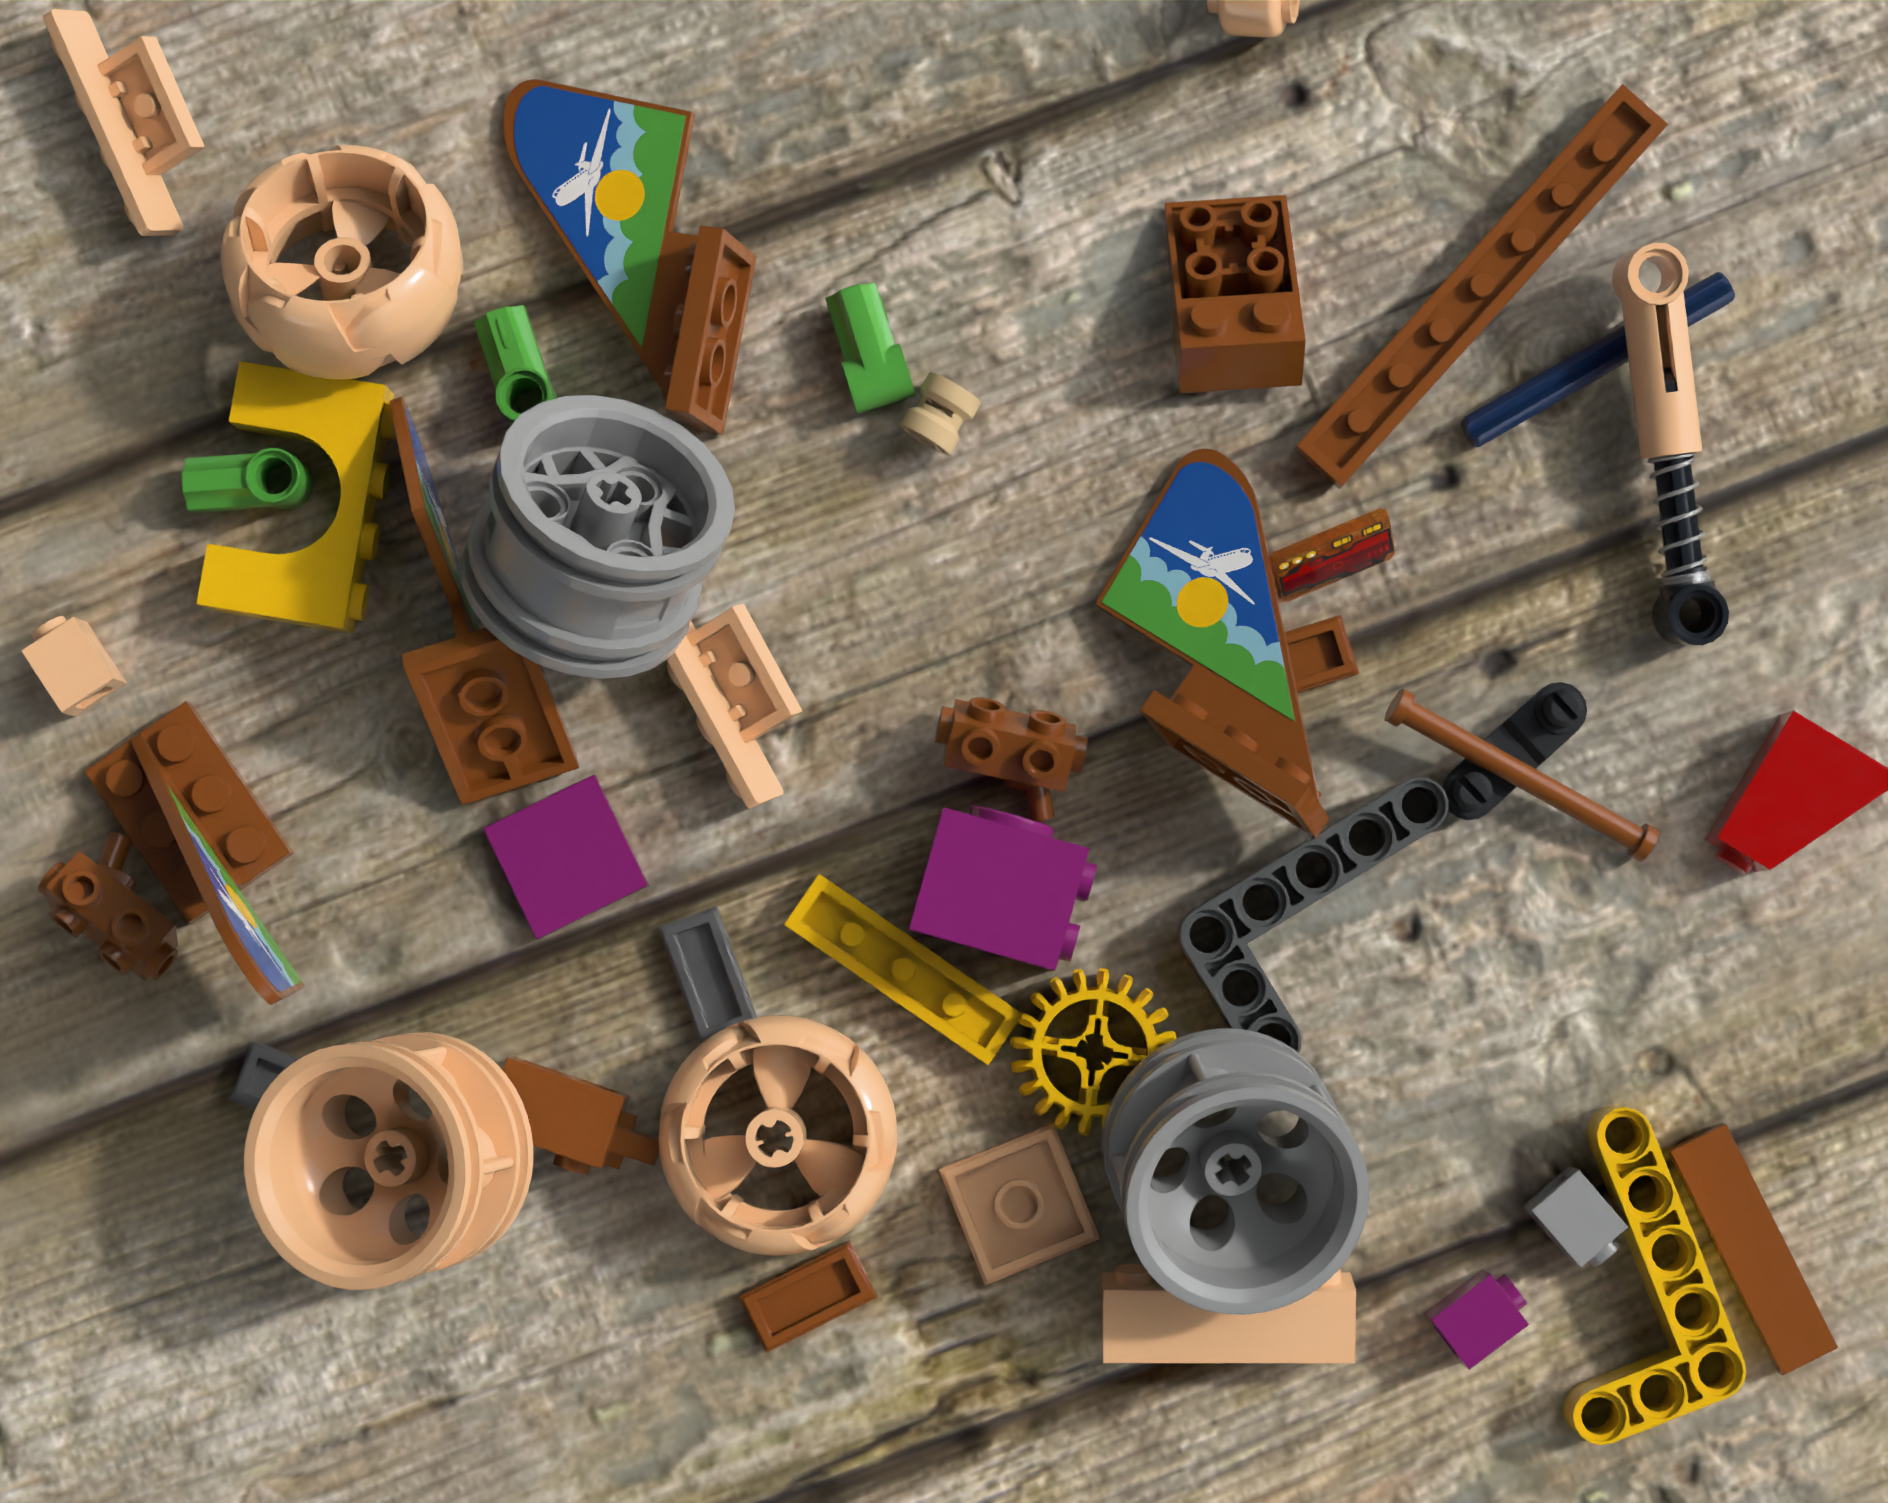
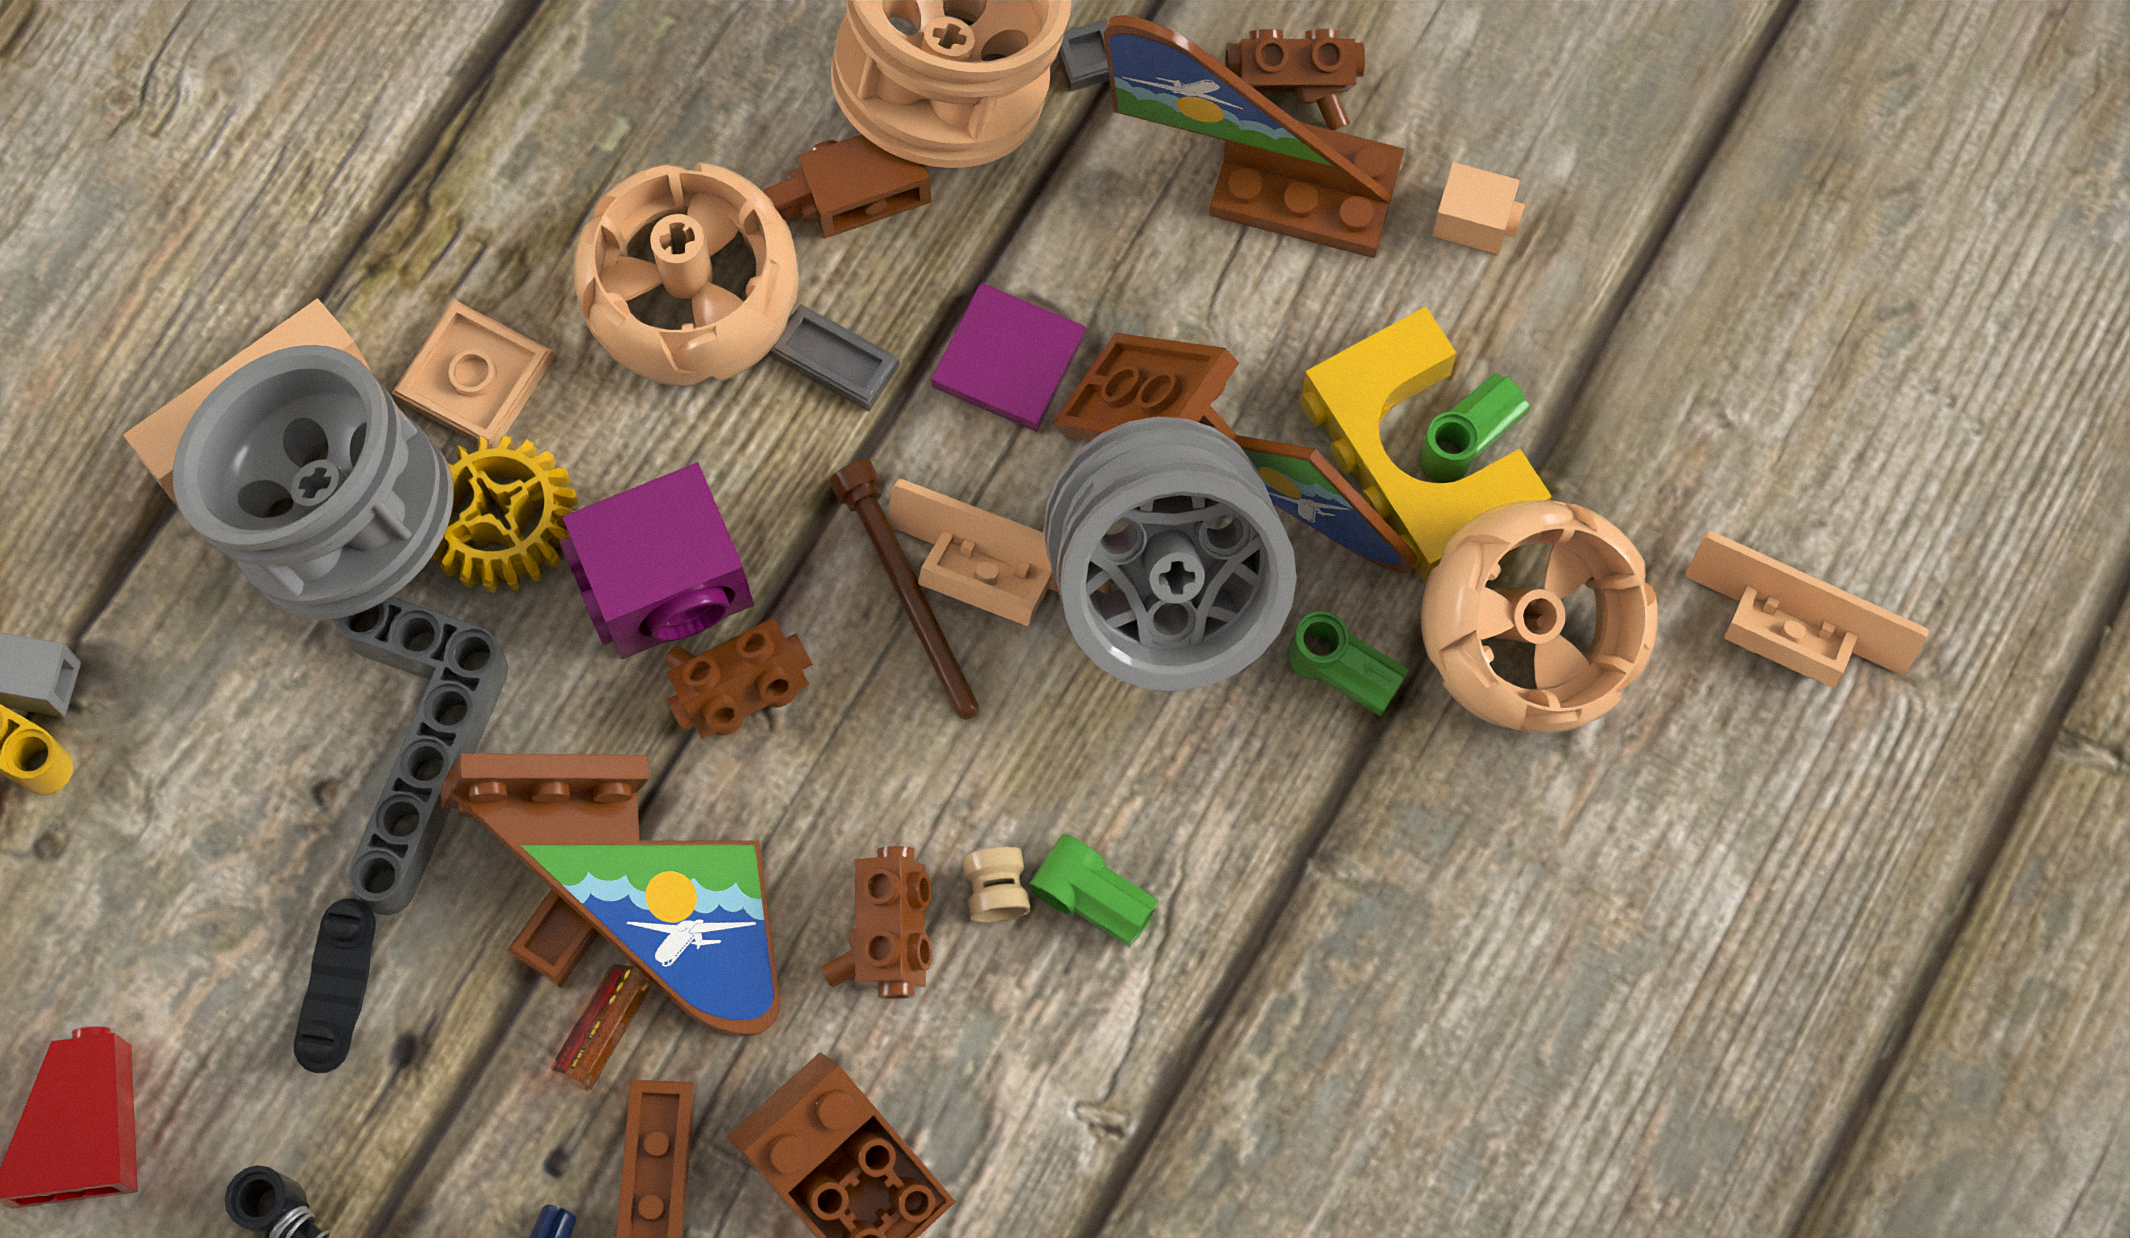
camera: 140 degrees right, 15 degrees down
(612, 189) = (1394, 853): piece -> none
(784, 833) = (858, 488): none -> reddish brown piece
(808, 1296) = (575, 195): dark orange tile -> none
(903, 969) = (729, 460): yellow plate -> none
(1057, 436) = (889, 930): none -> dark orange brick
(1478, 1317) = (54, 547): magenta brick -> none
(1637, 839) = (182, 995): dark orange bar -> none

